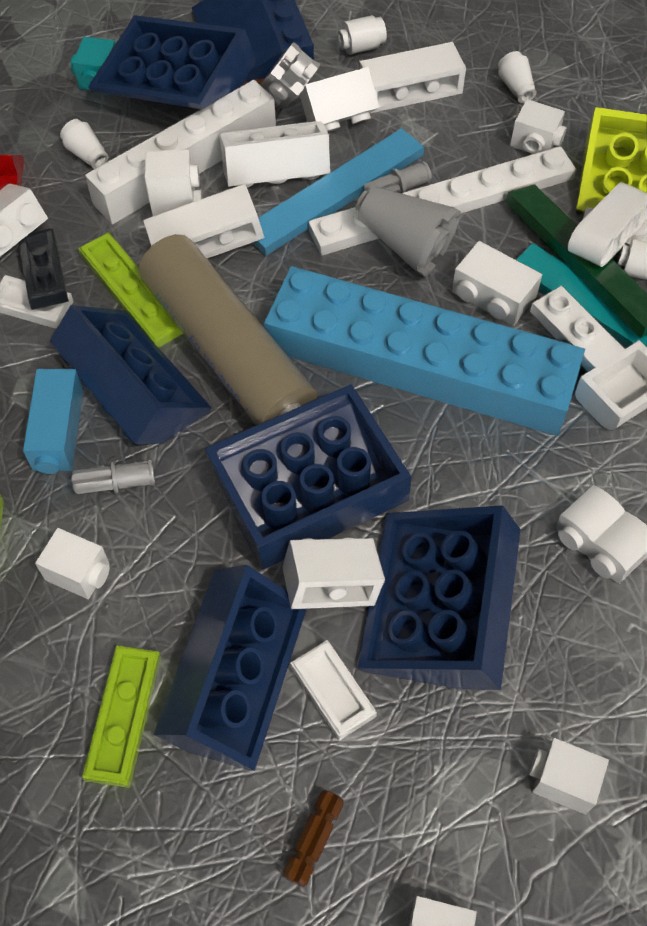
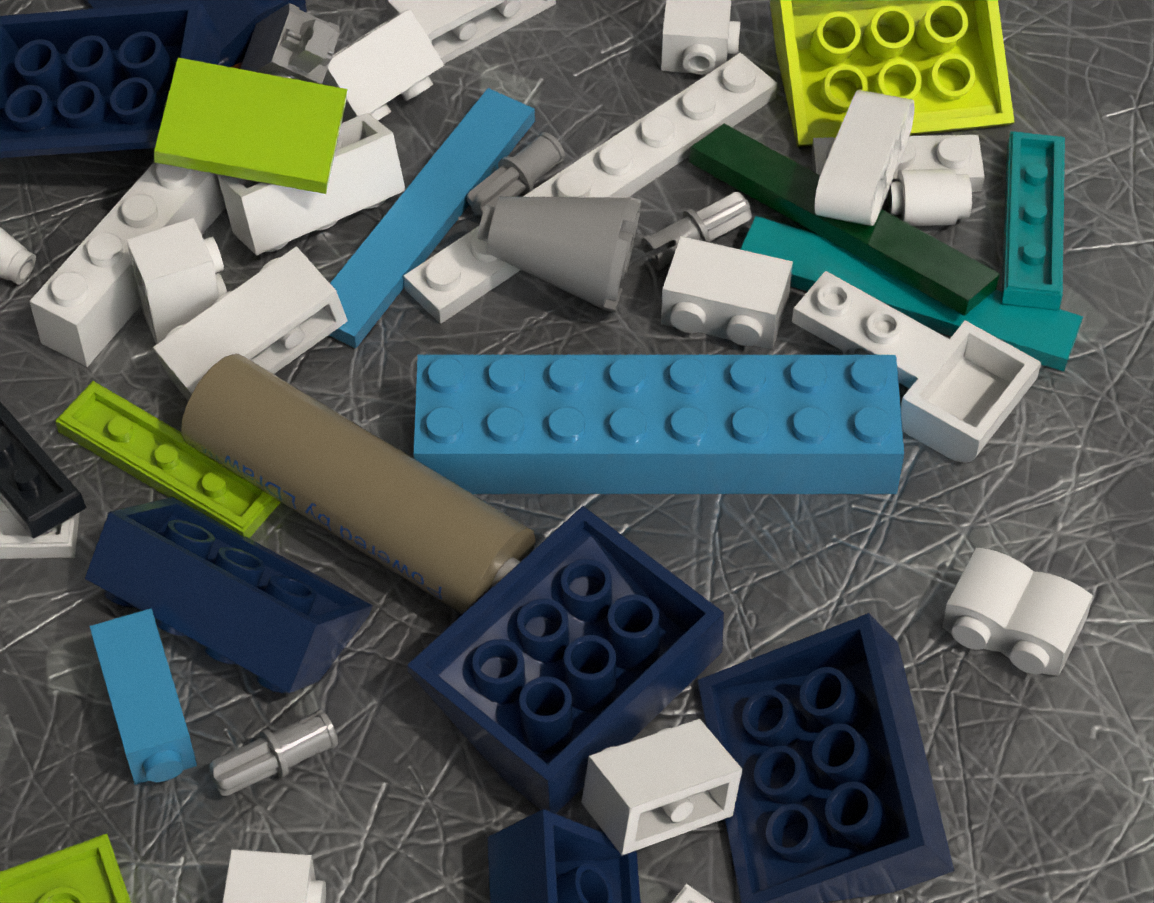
camera: 20 degrees left, 5 degrees down
(244, 106) = (251, 125): none -> lime tile
(499, 239) = (701, 225): none -> light grey axle

